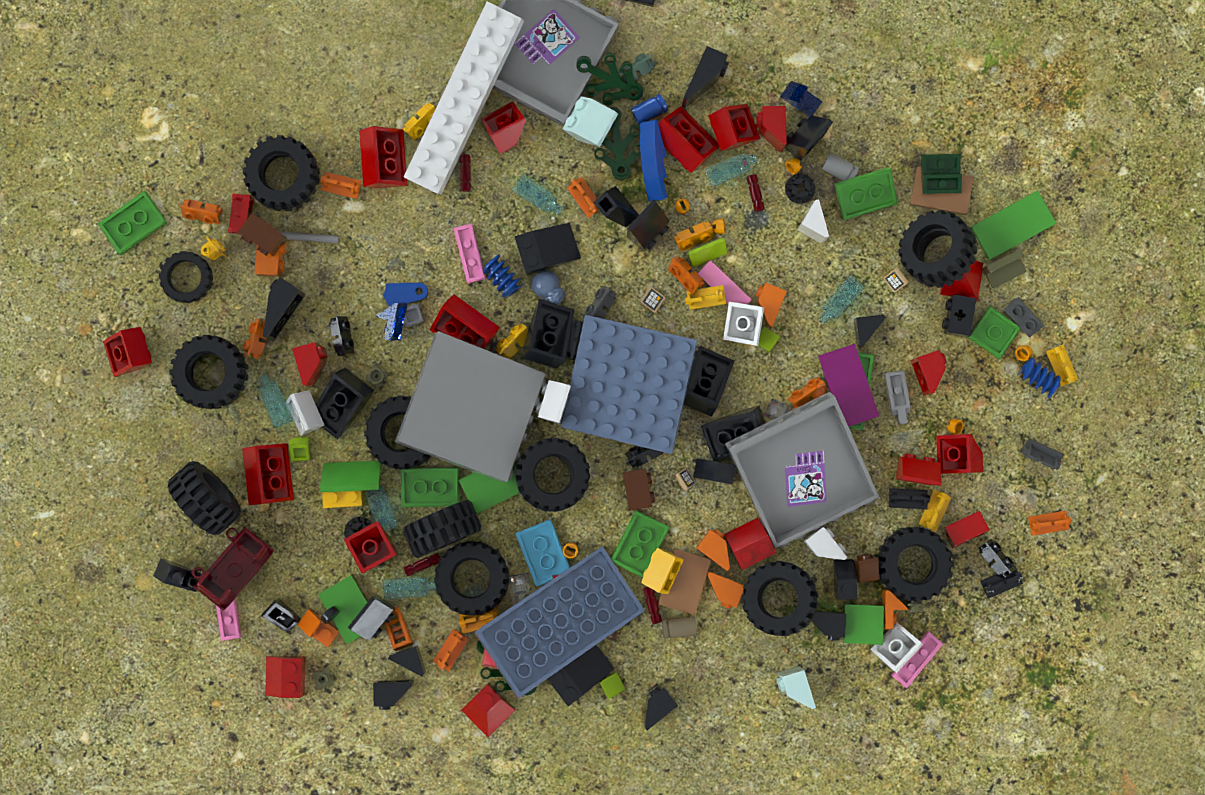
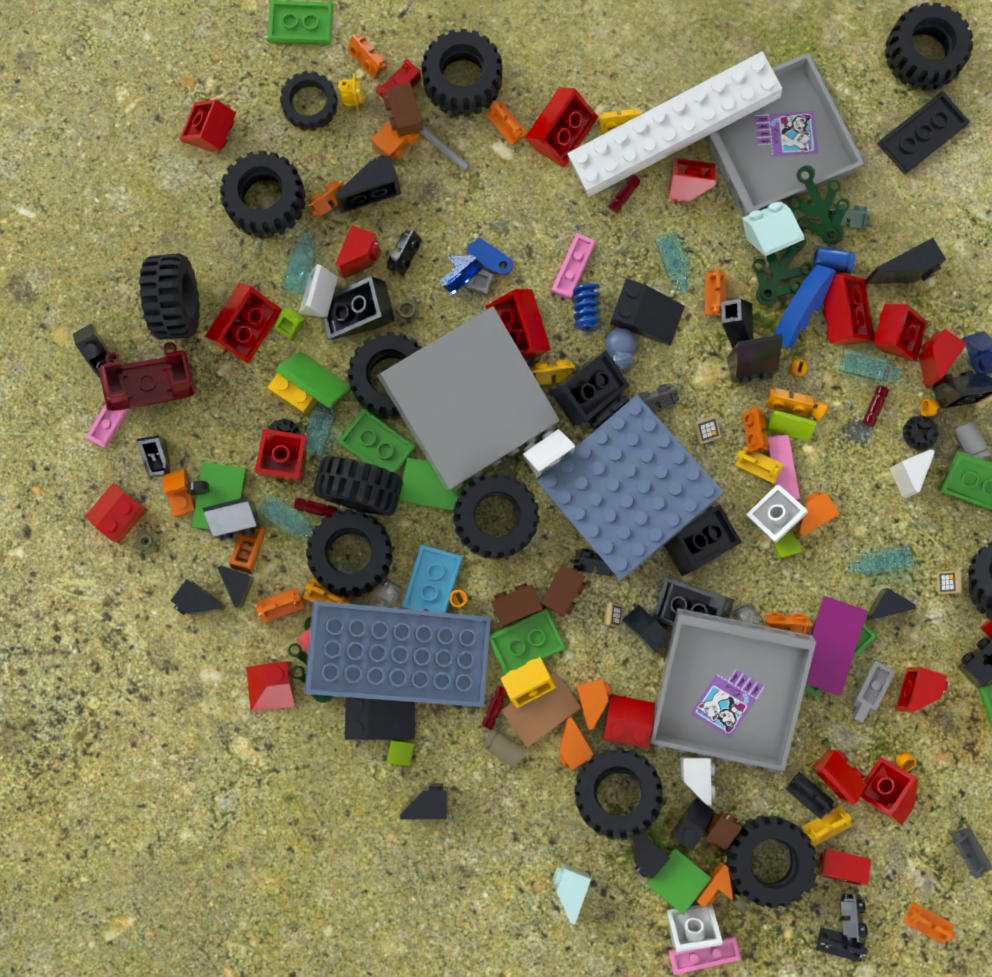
camera: 40 degrees right, 5 degrees down
(613, 524) = (516, 604): none -> reddish brown brick

